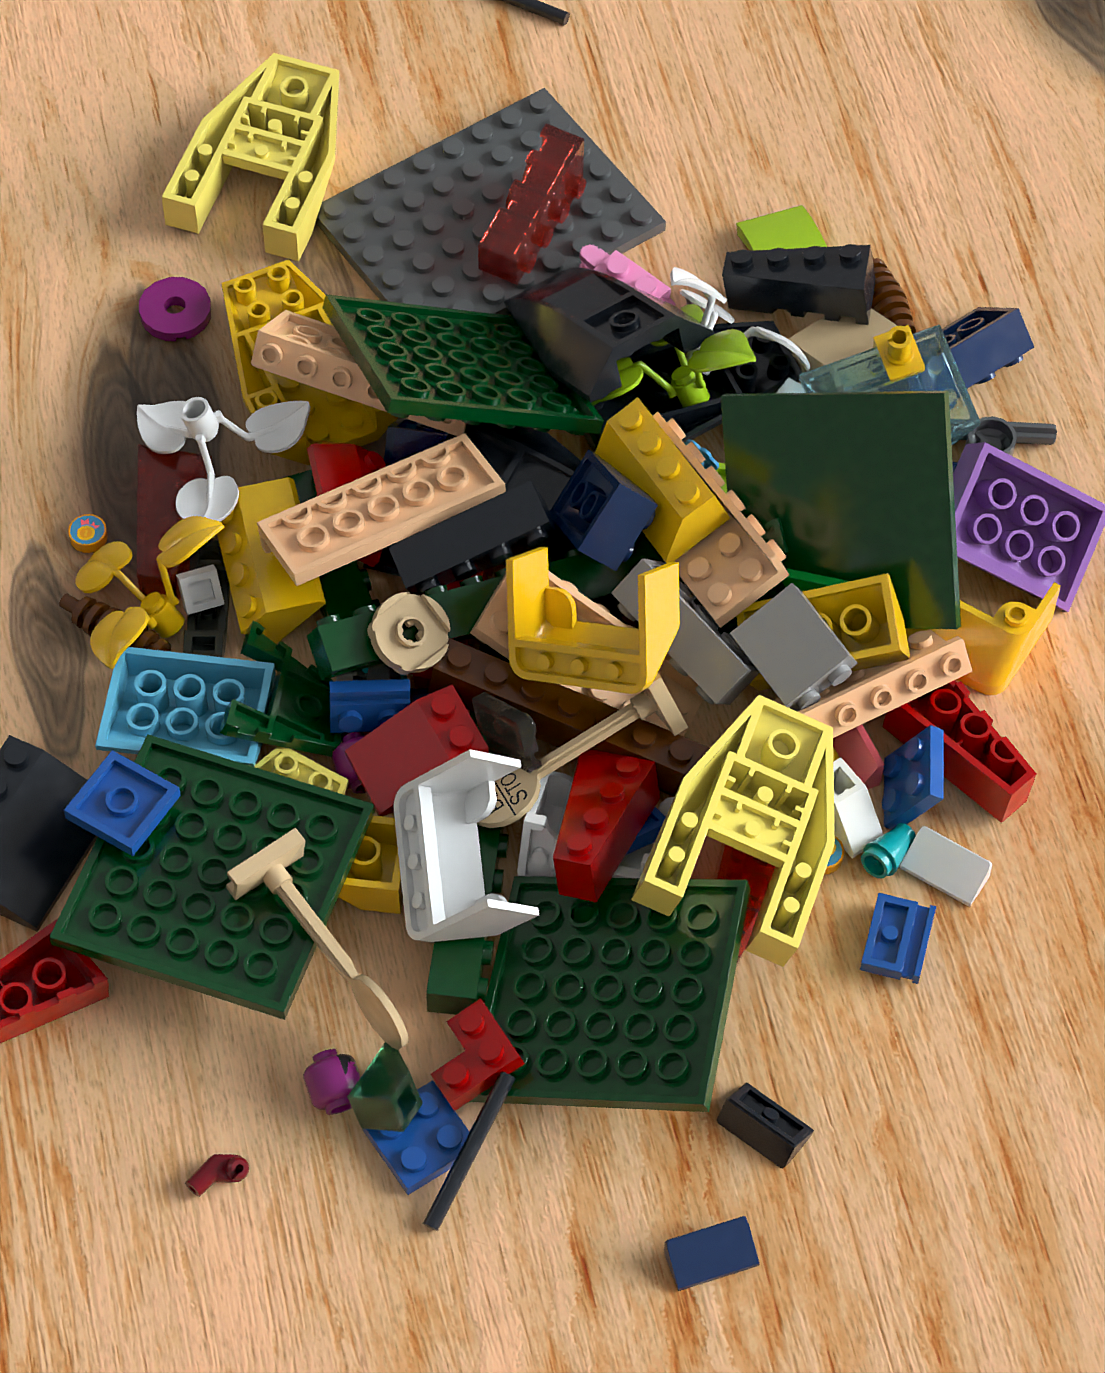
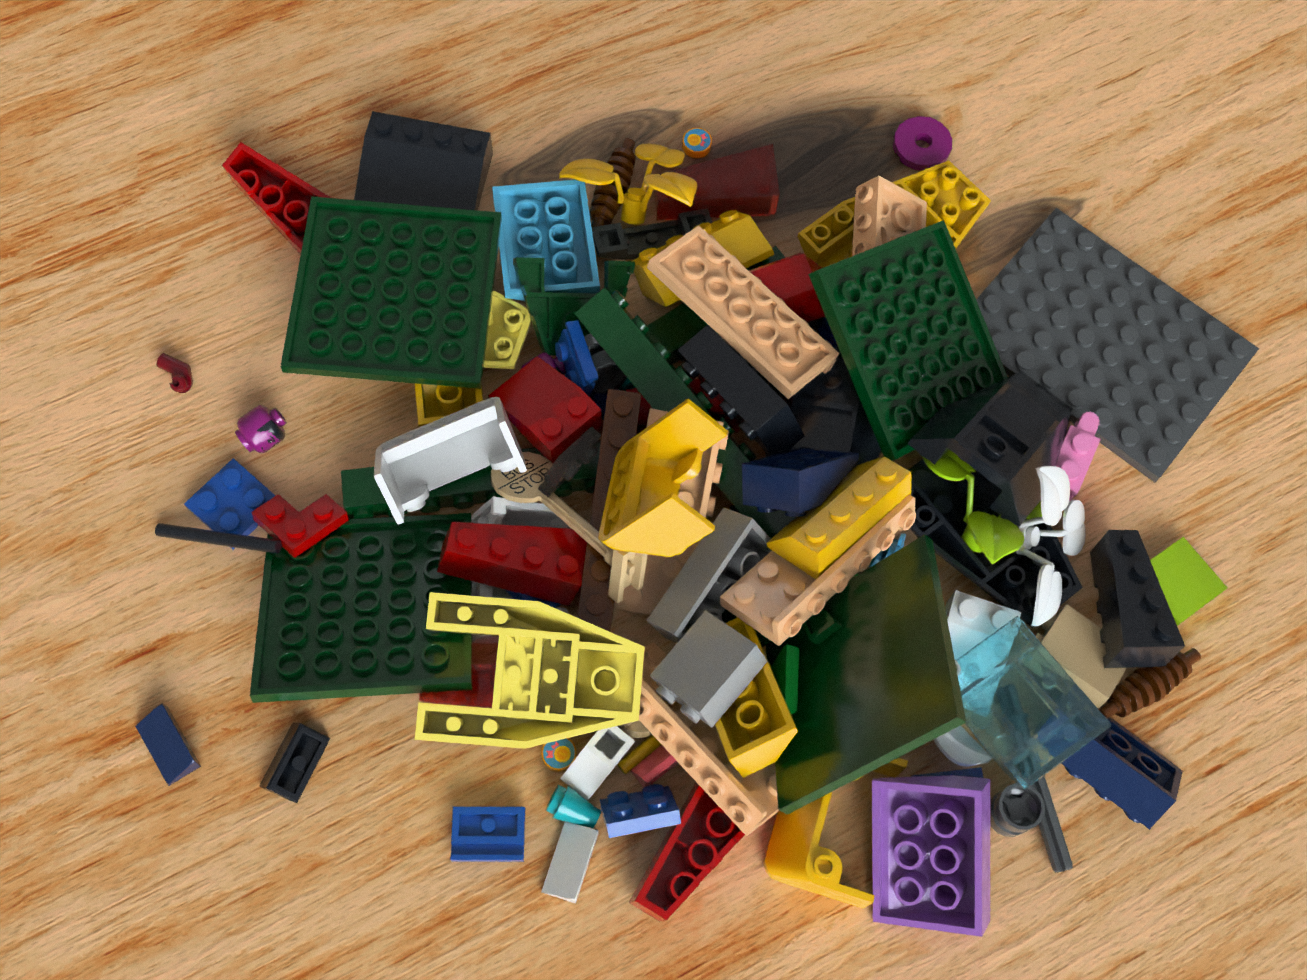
camera: 70 degrees right, 10 degrees up
(122, 803) = (428, 208): blue plate -> none
(170, 423) = (784, 161): white plant -> none
(200, 589) = (659, 222): white tile -> none
(269, 867) = (306, 424): tan piece -> none
(273, 125) = (1108, 155): light yellow wedge -> none
(385, 1093) = (253, 465): clear green slope -> none
(405, 654) = (607, 363): tan plate -> none
(534, 206) = (1117, 363): clear red wedge -> none
(899, 353) = (1068, 696): yellow bracket -> none

